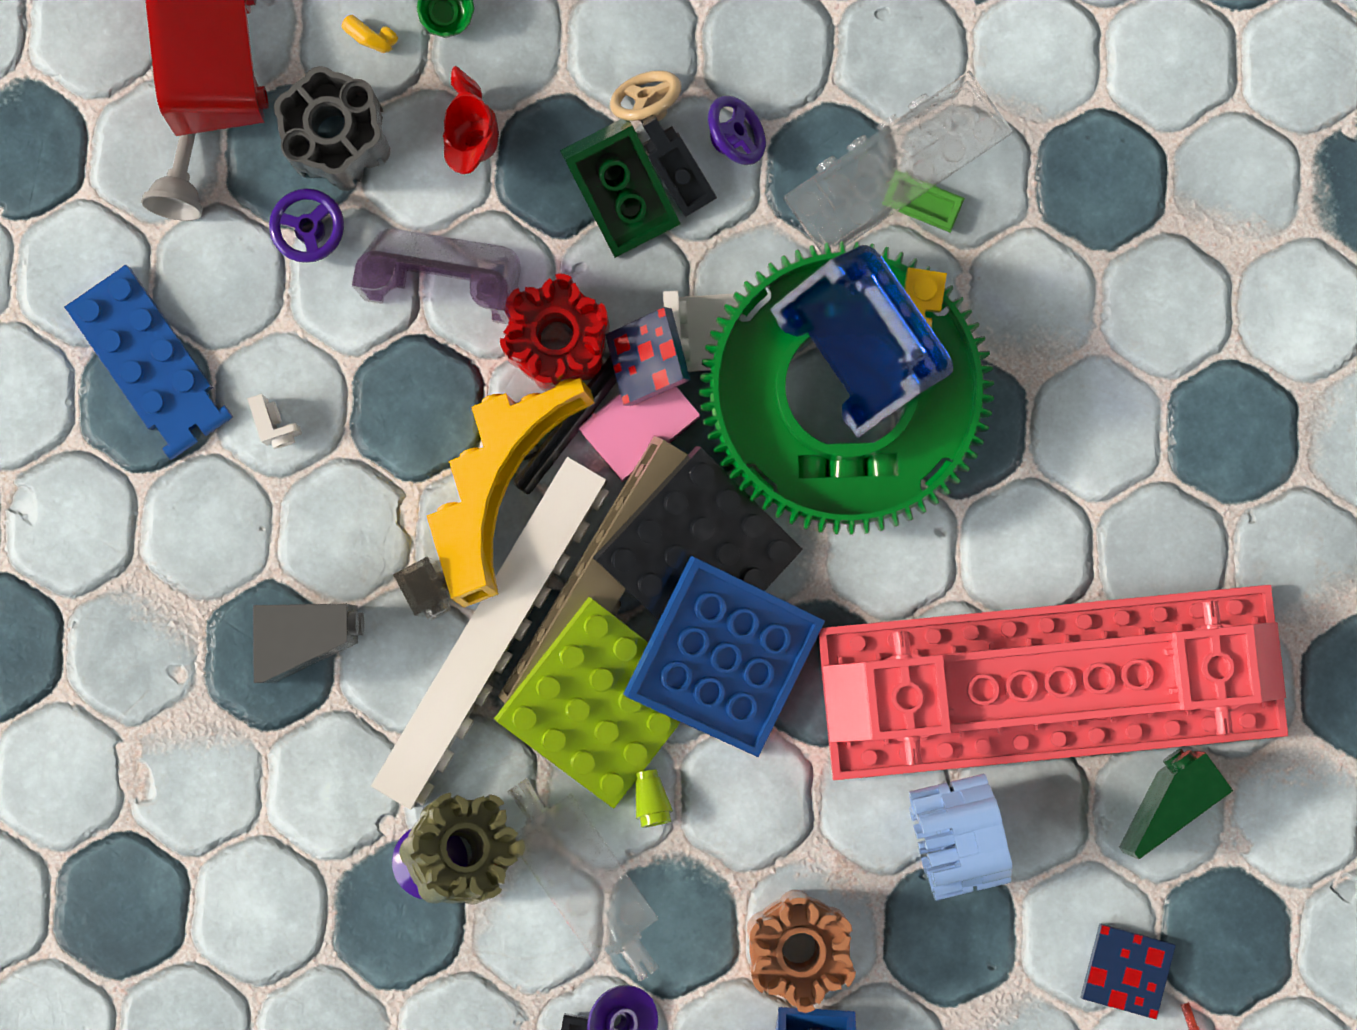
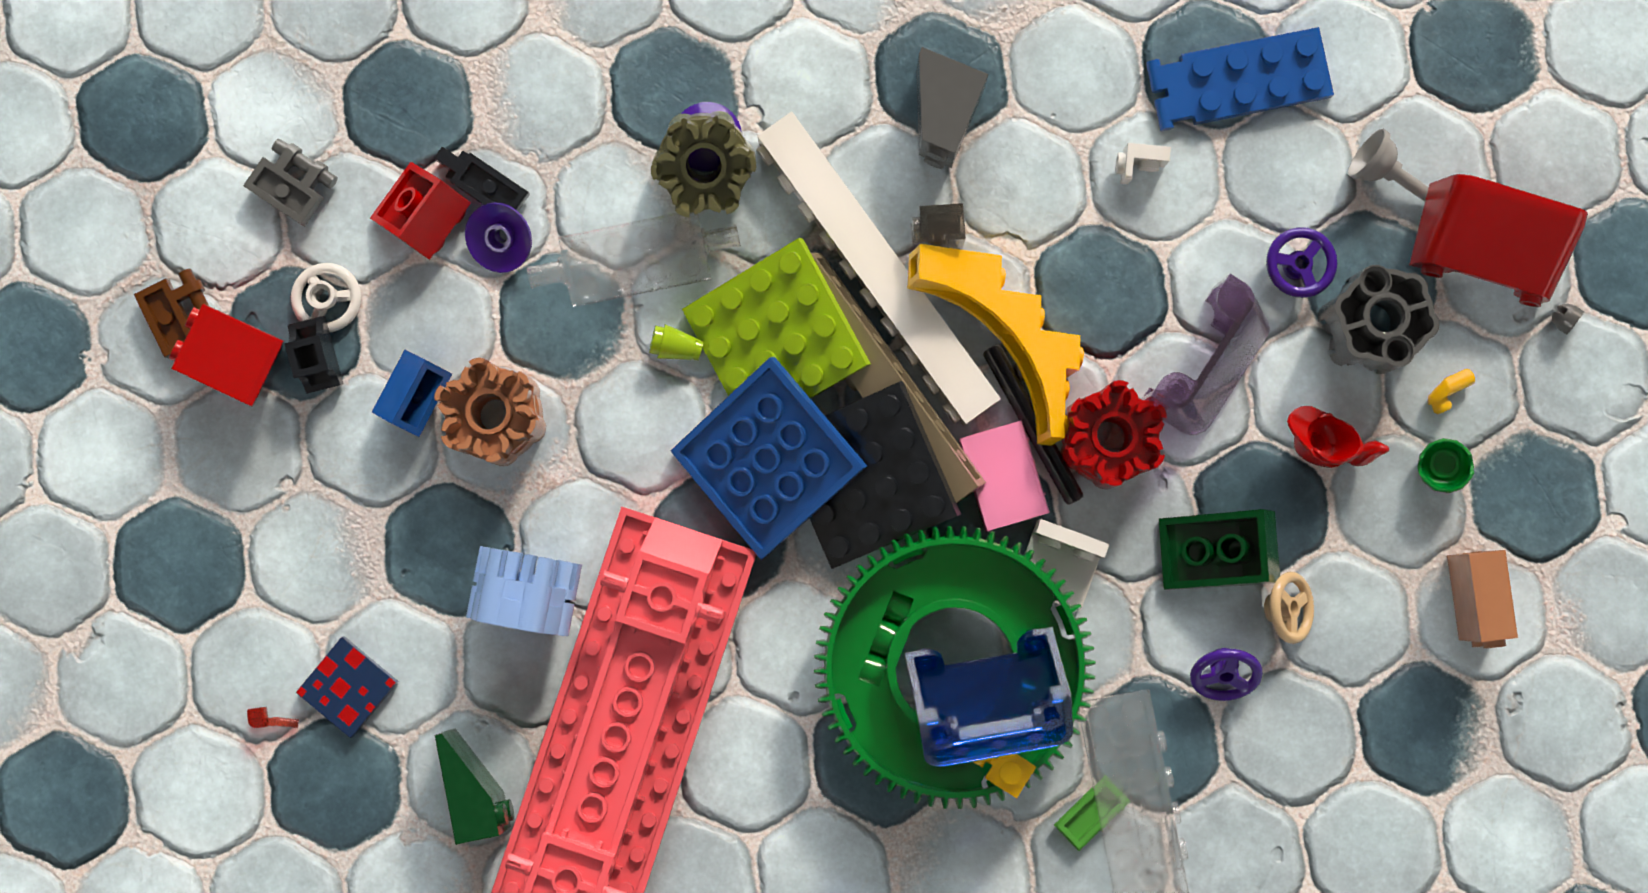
camera: 120 degrees right, 0 degrees up
(647, 356) = (1057, 505): dark blue tile -> none
(677, 167) = (1215, 606): black hinge -> none

